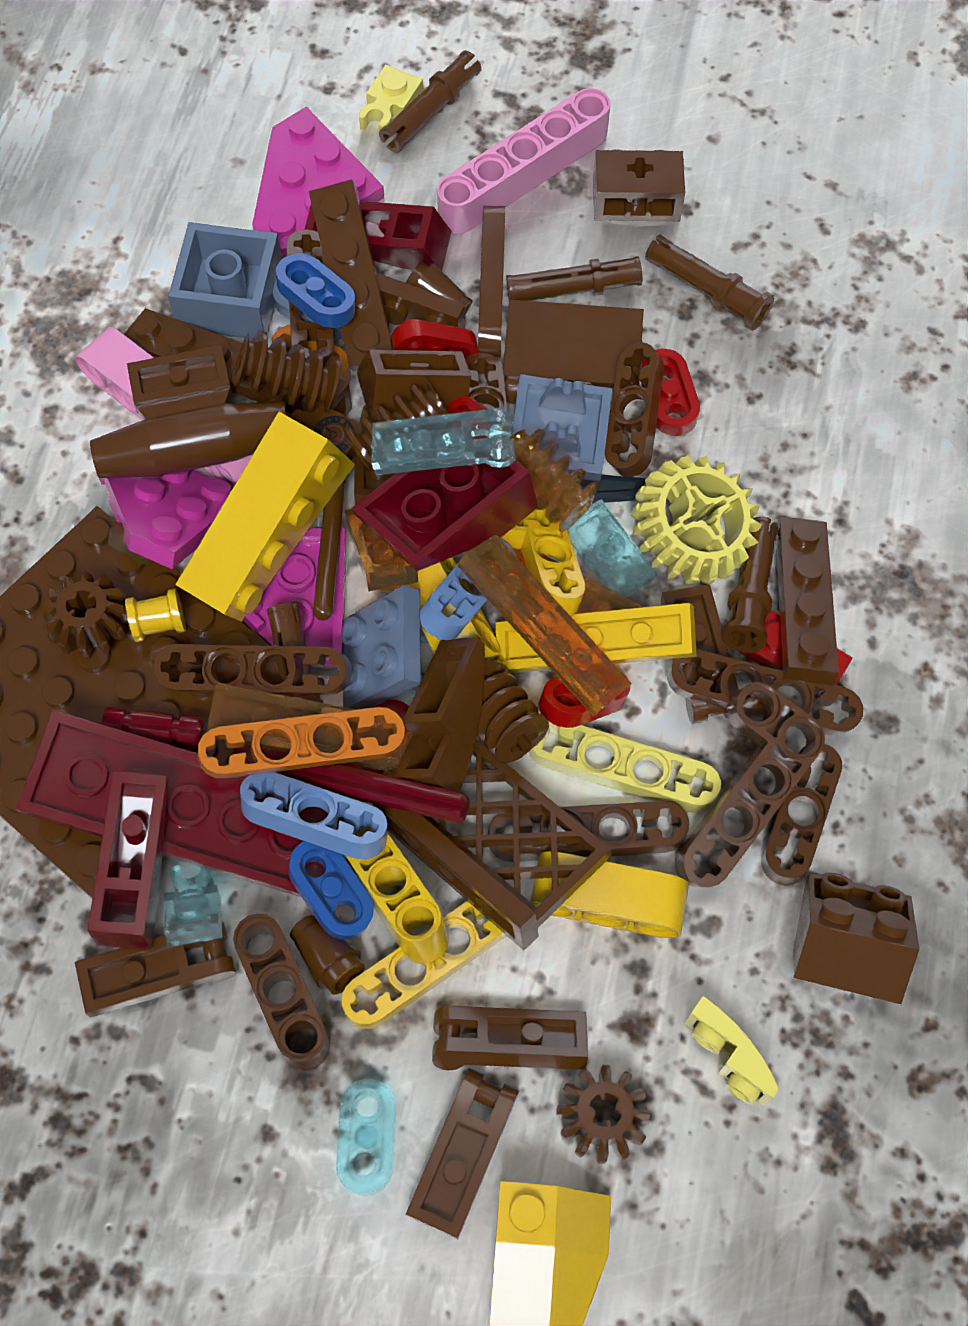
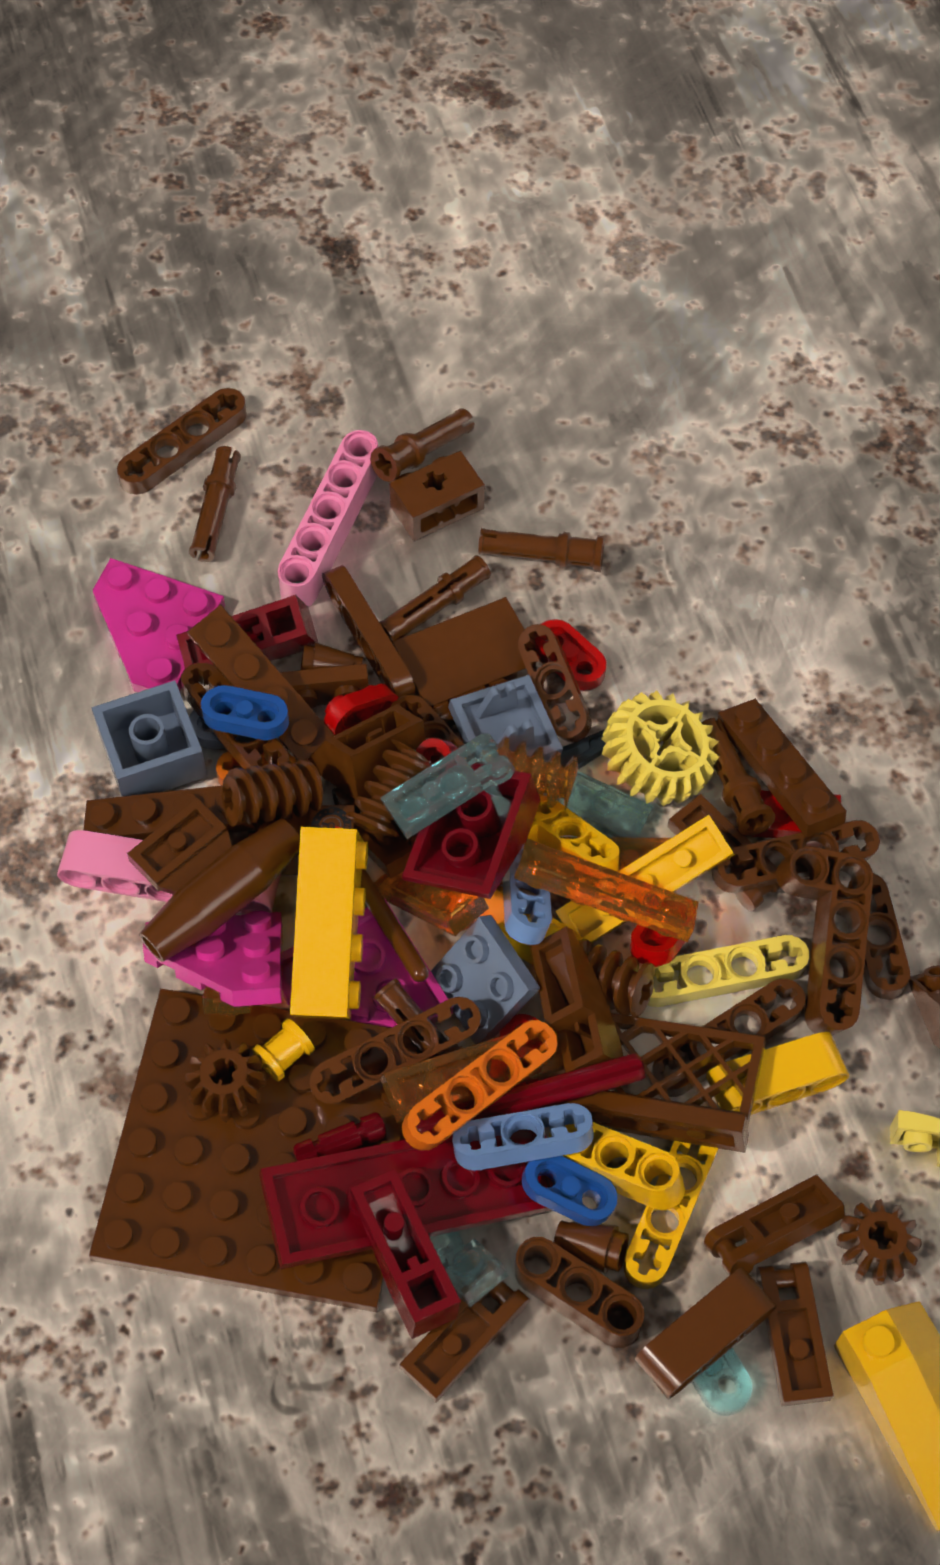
camera: 30 degrees left, 5 degrees down
(367, 1101) = (705, 1332): none -> reddish brown beam
(389, 96) = (175, 516): light yellow plate -> none
(438, 27) = (188, 445): none -> reddish brown beam
(637, 130) = (411, 449): none -> reddish brown pin

